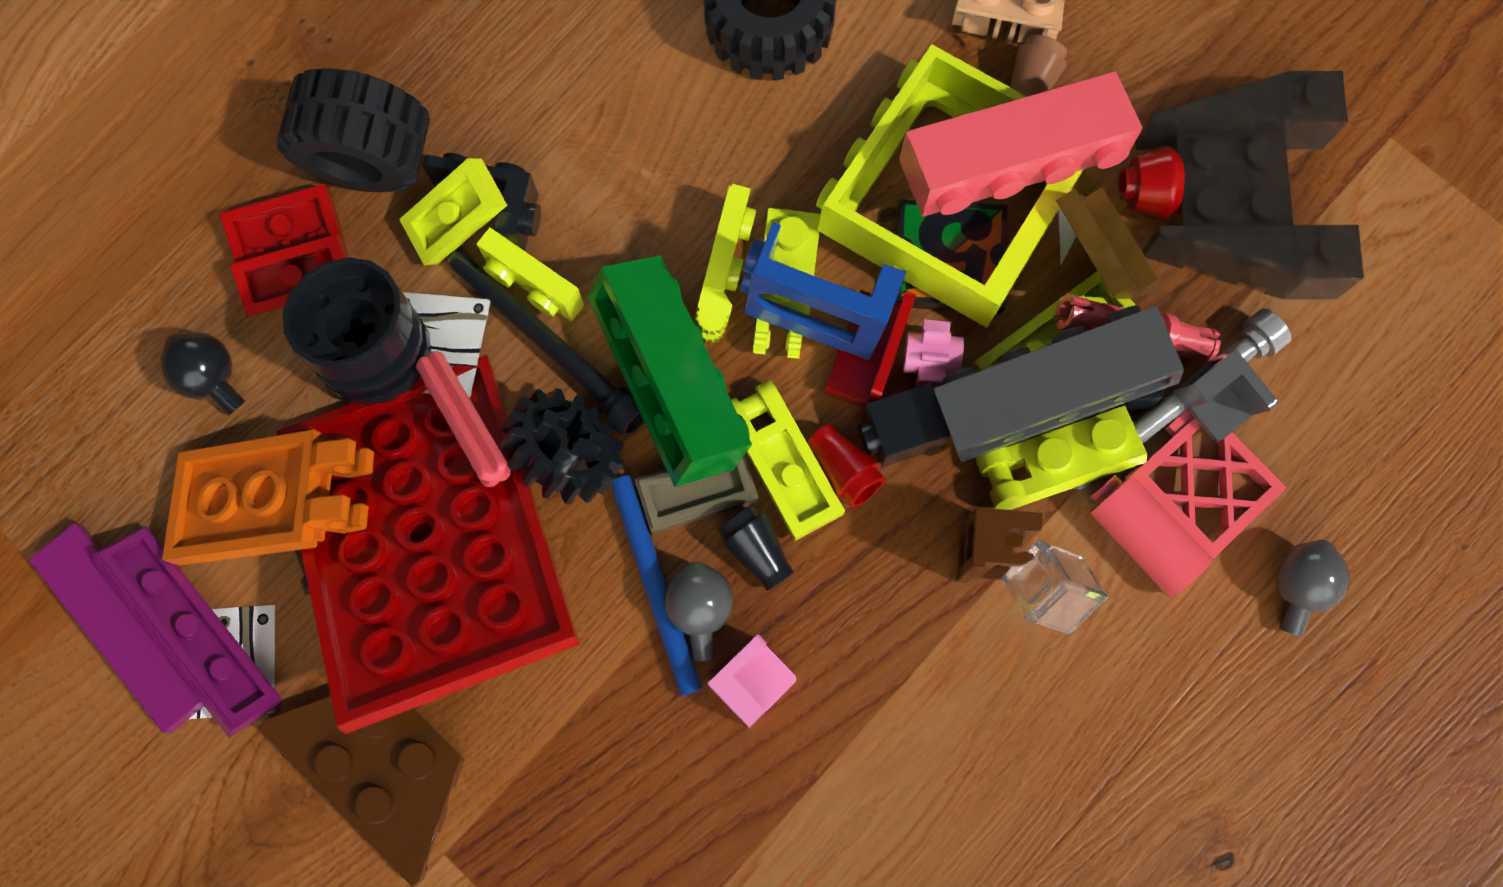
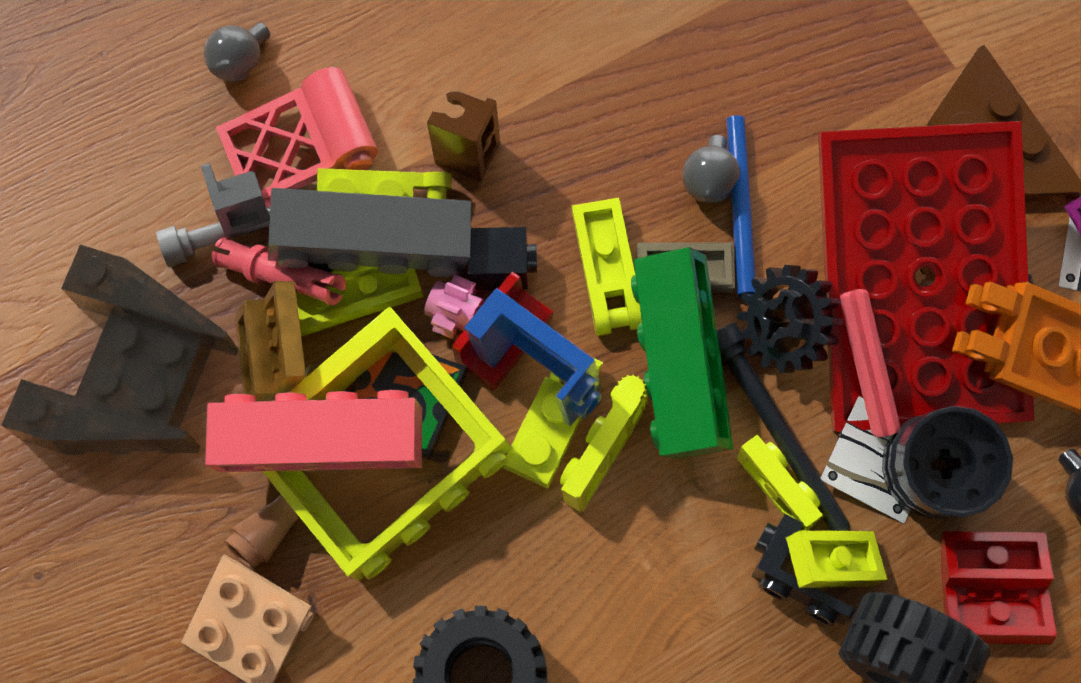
camera: 160 degrees left, 5 degrees down
(752, 681) = (689, 110): bright pink panel -> none
(755, 545) = (653, 208): black cone -> none
(848, 468) = (558, 244): red cone -> none
(1055, 588) = (419, 98): clear panel -> none
(1153, 183) = (199, 386): red cone -> none

